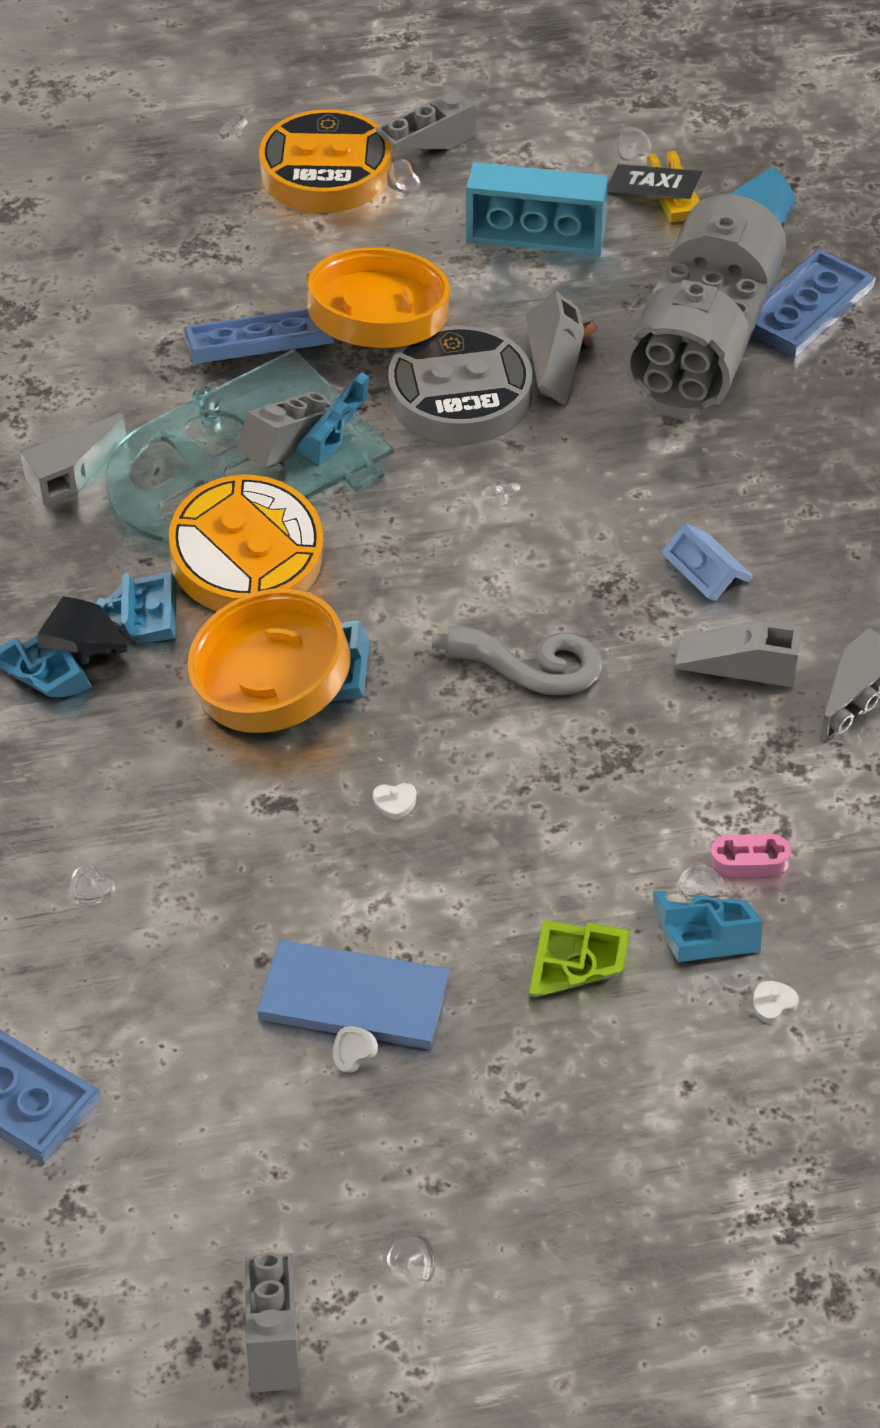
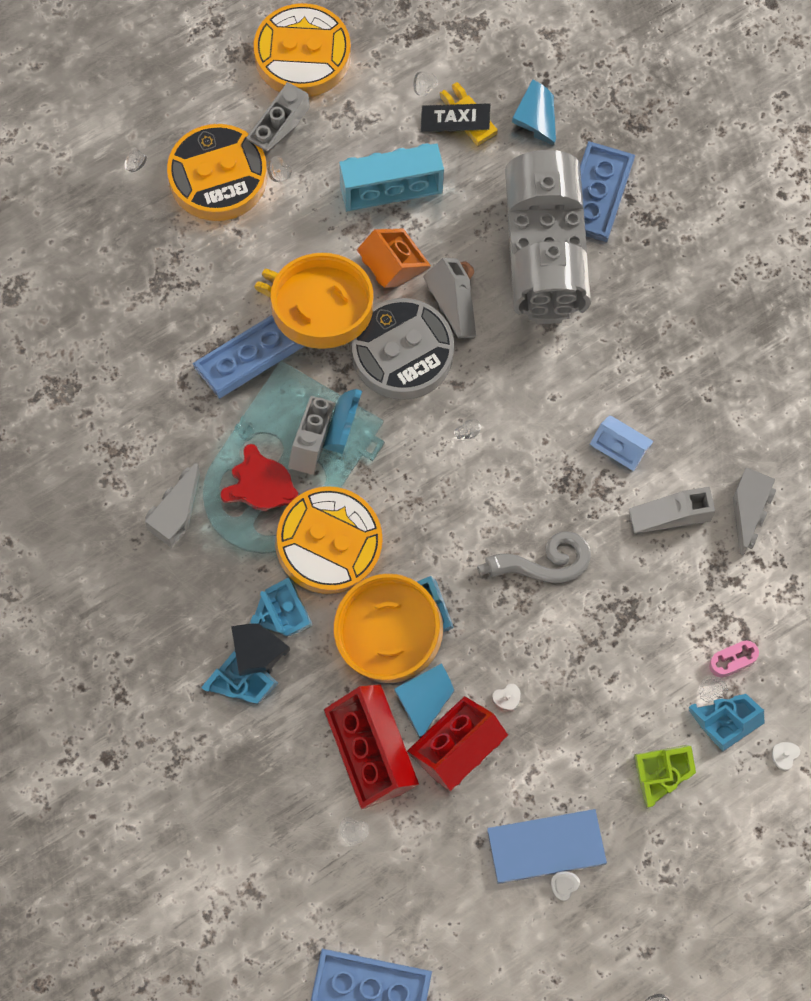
camera: 25 degrees left, 20 degrees up
(171, 788) = (371, 746): none -> red slope
(189, 456) = (261, 482): none -> red tile
(279, 758) = (425, 697): none -> dark azure slope
(295, 826) = (458, 742): none -> red slope
(495, 289) = (392, 257): none -> orange slope
(502, 73) = (302, 47): none -> piece

